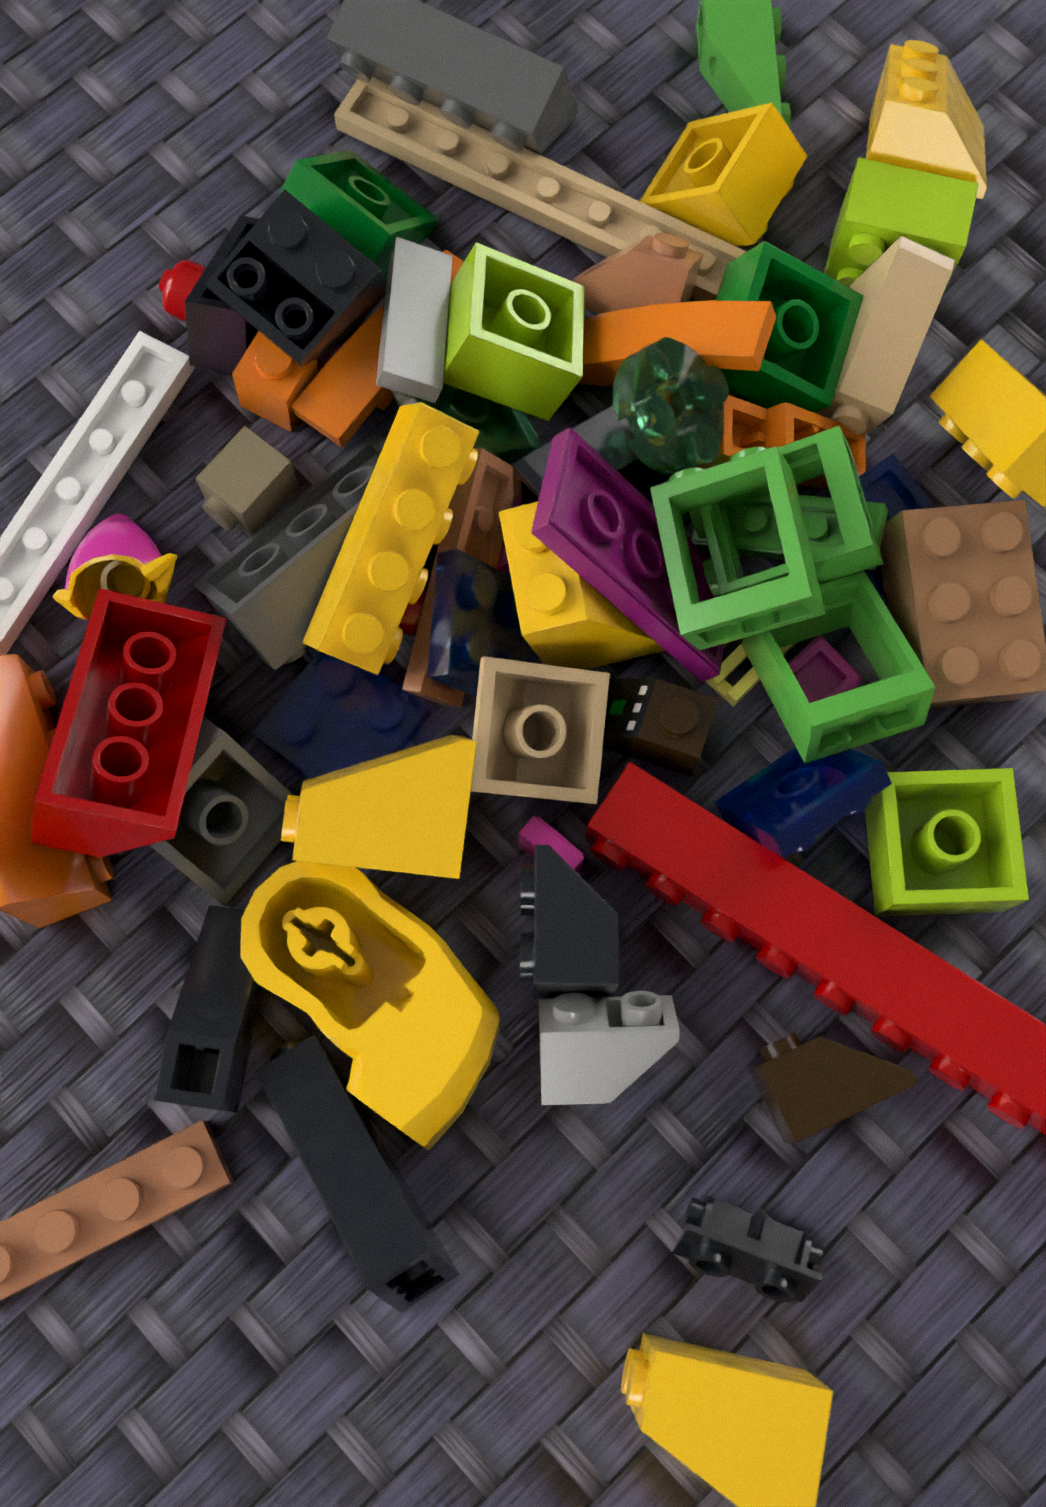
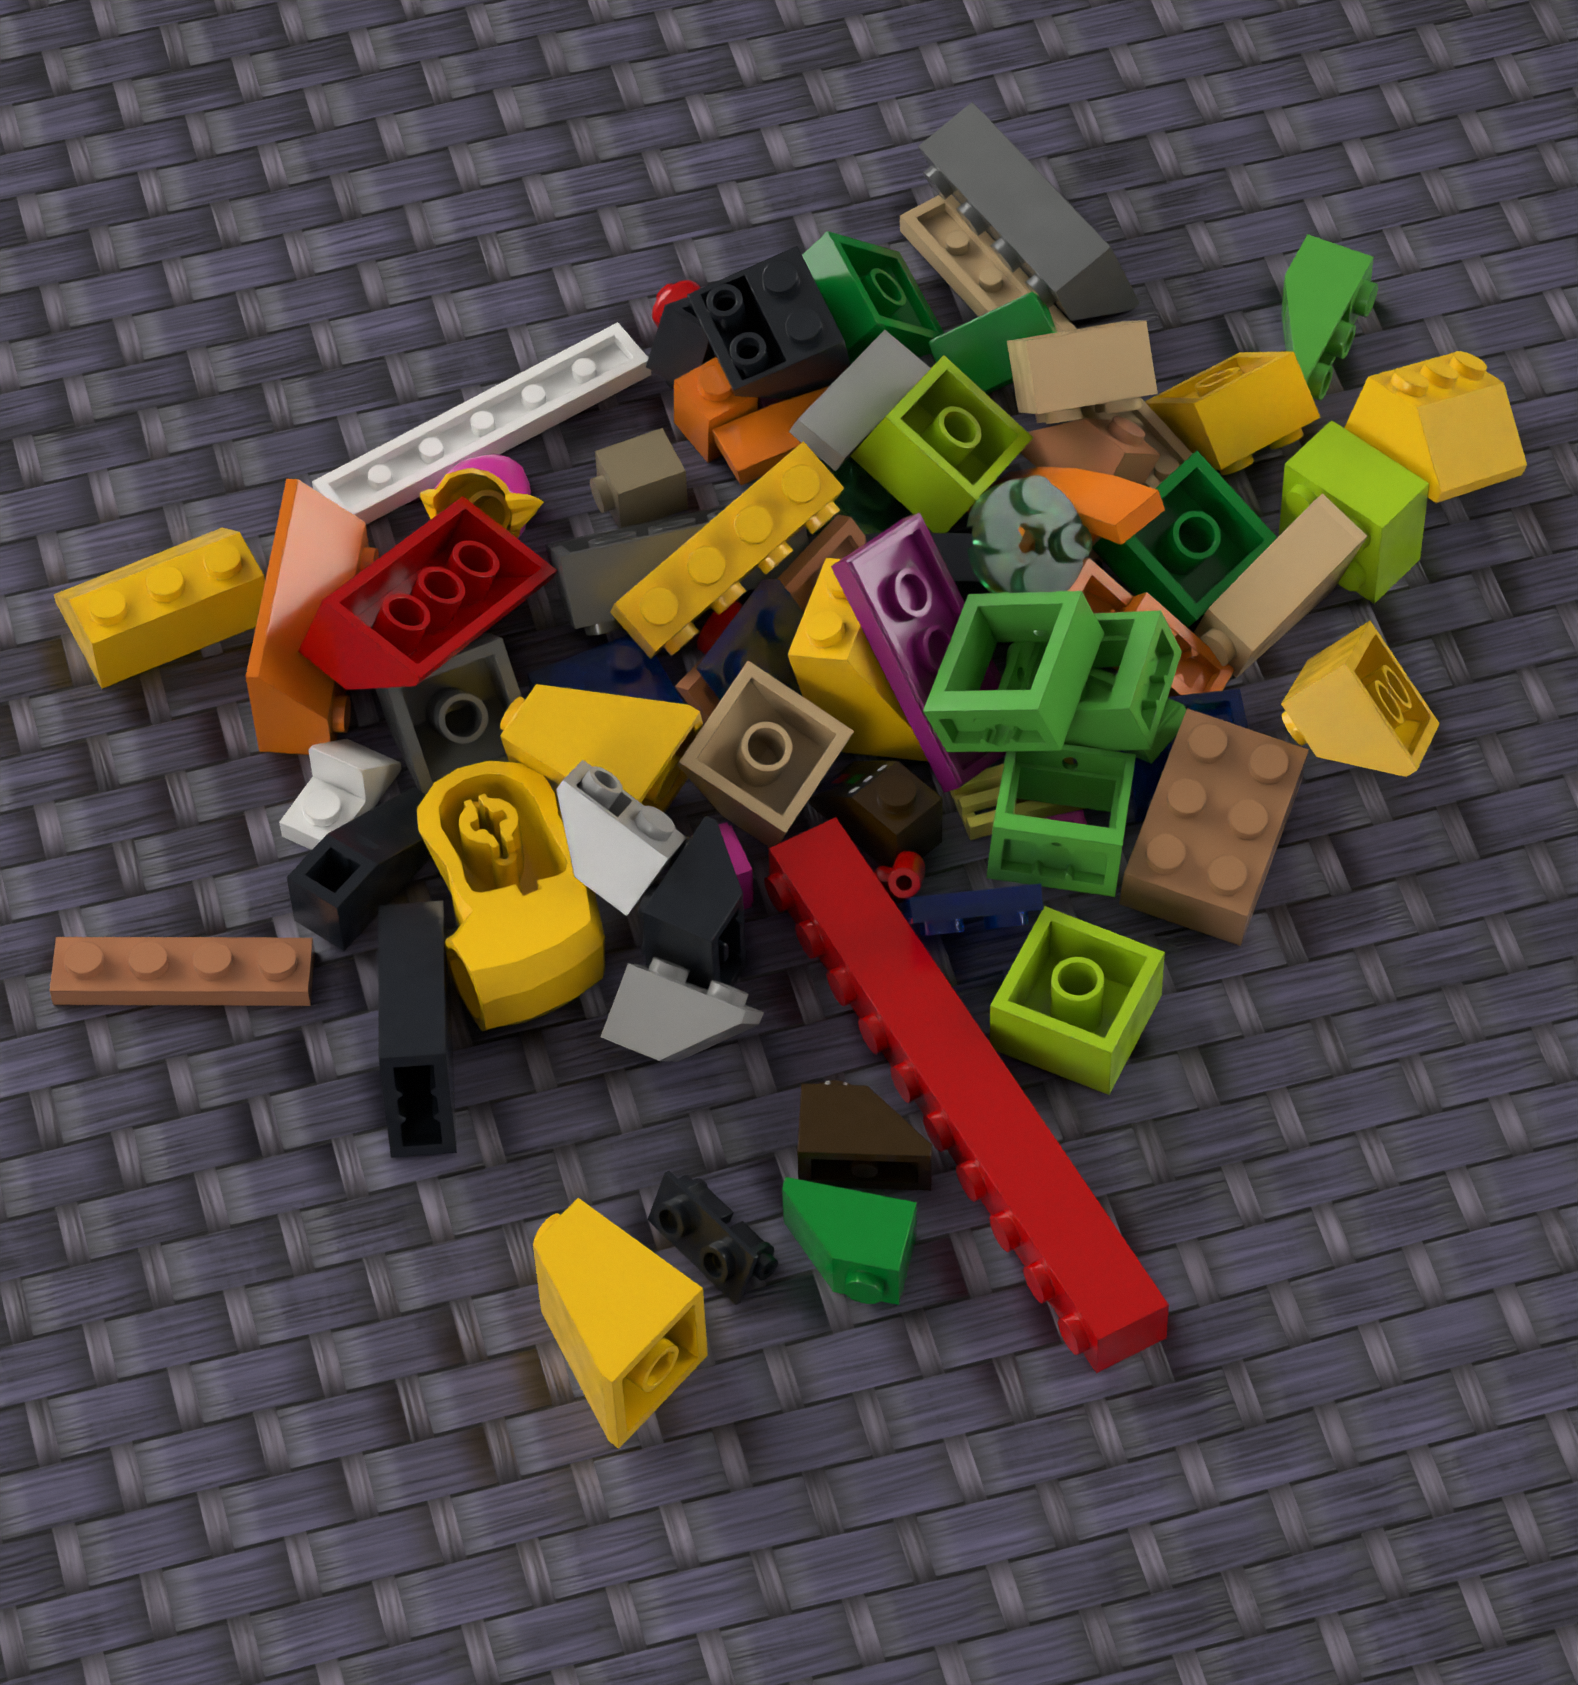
camera: 30 degrees right, 20 degrees down
(143, 944) = (343, 786): none -> white slope
(464, 913) = (612, 837): none -> slope
(499, 205) = (981, 344): none -> green slope
(606, 200) = (1082, 368): none -> tan brick
(717, 785) = (904, 877): none -> red arm
(887, 1194) = (853, 1237): none -> green slope

